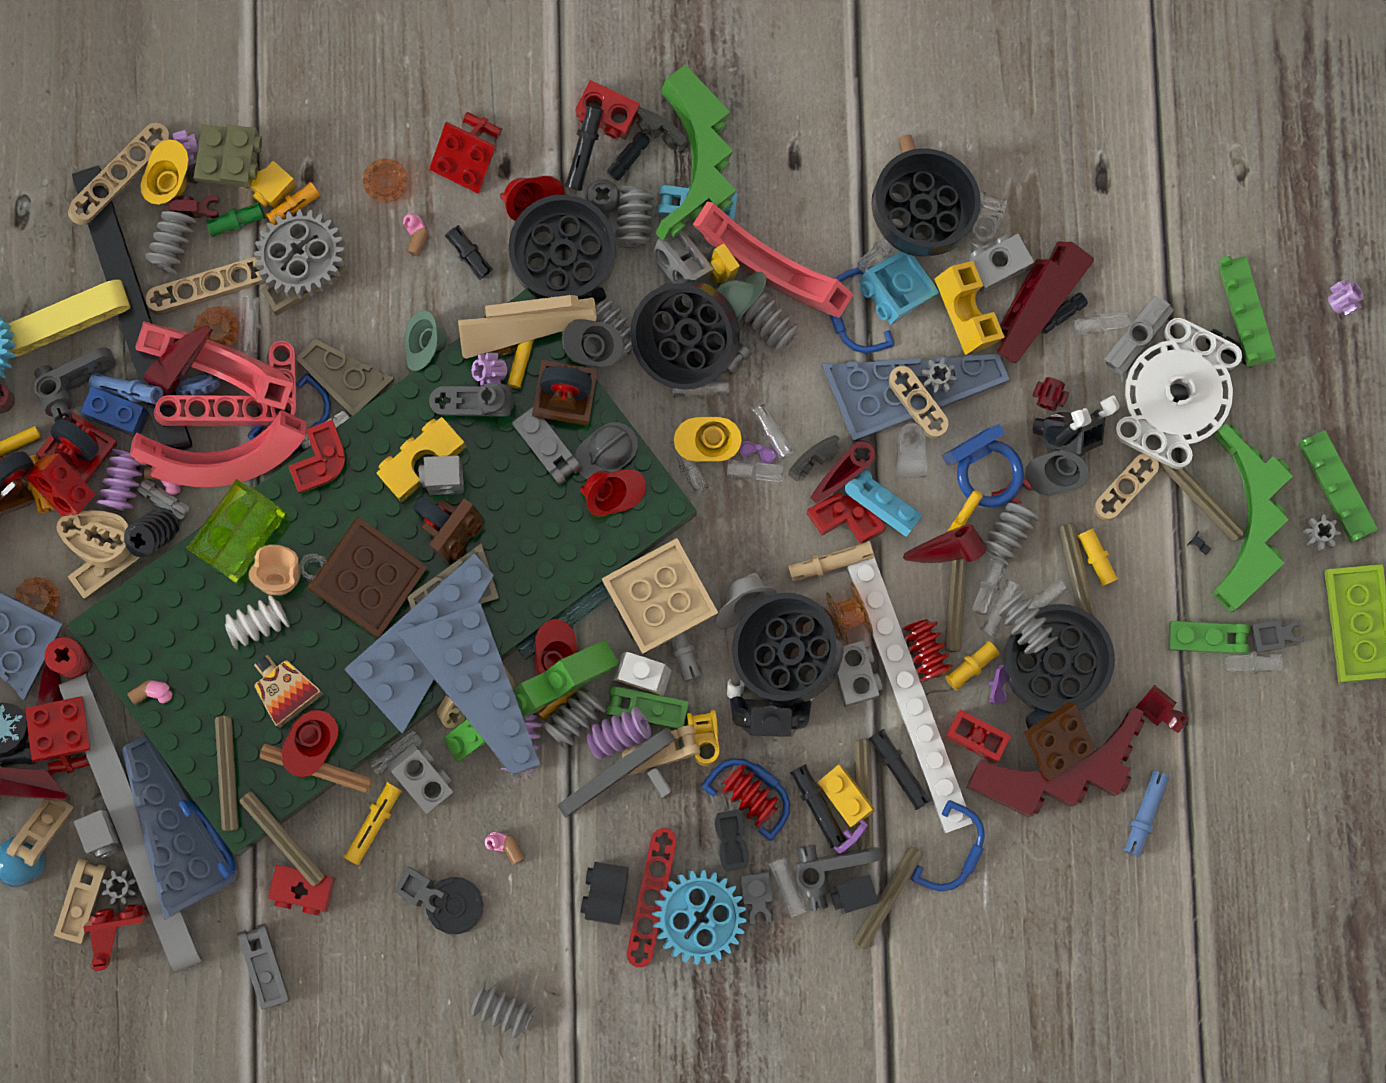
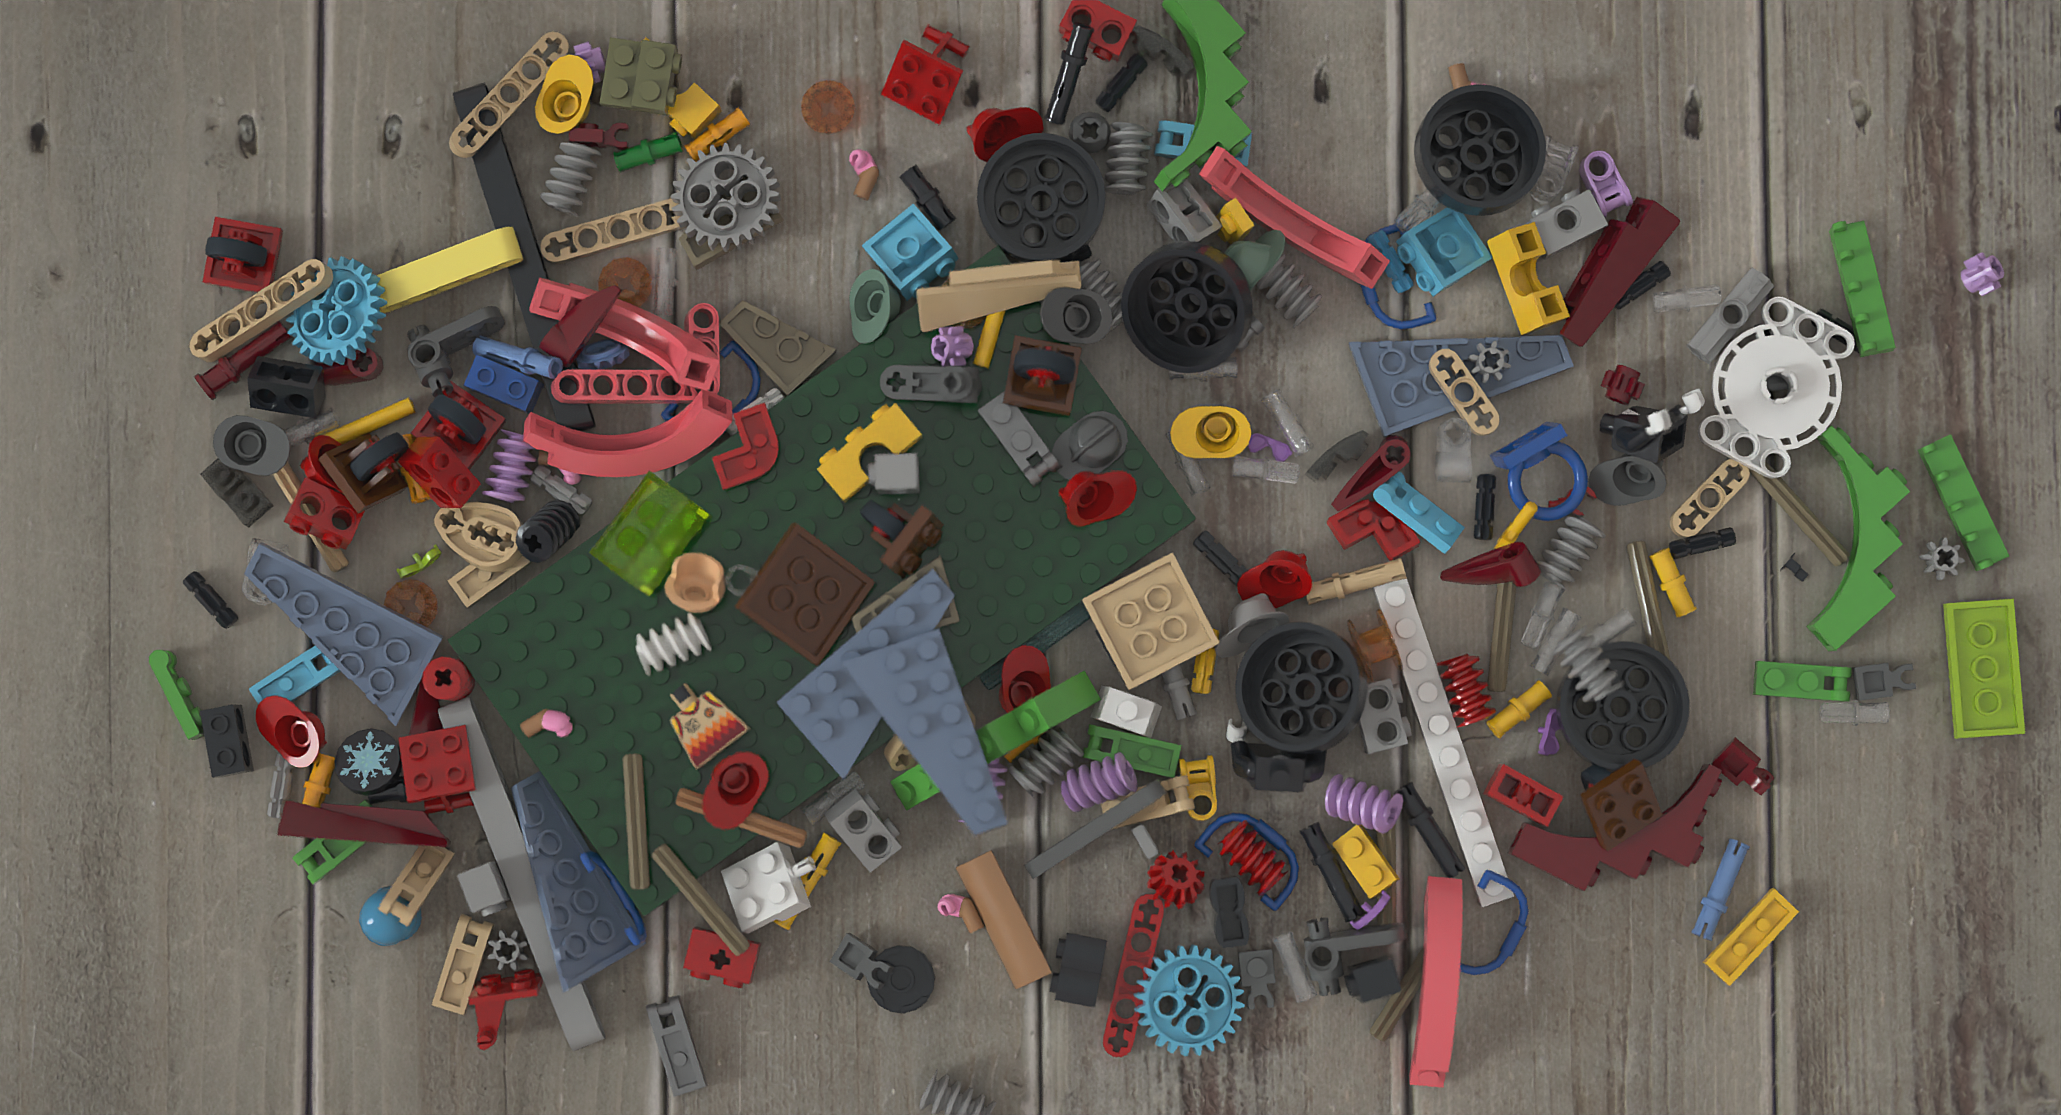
camera: 10 degrees right, 5 degrees up
(46, 564) = (421, 564): none -> lime piece
(339, 828) = (767, 886): none -> white plate
(454, 296) = (911, 252): none -> medium azure plate
(540, 852) = (1003, 919): none -> medium nougat brick
(696, 815) = (1171, 867): none -> red gear
(706, 637) = (1204, 668): none -> yellow axle
(719, 545) = (1219, 556): none -> black axle
(768, 558) = (1280, 577): none -> red piece
(842, 747) = (1362, 805): none -> lavender piece
(857, 301) = (1395, 268): none -> dark azure axle
(910, 897) = (1439, 982): none -> coral arch
(938, 498) = (1484, 506): none -> black axle
(1031, 231) = (1606, 185): none -> lavender piece
(1121, 524) = (1702, 543): none -> black axle
(1173, 853) = (1750, 936): none -> yellow plate

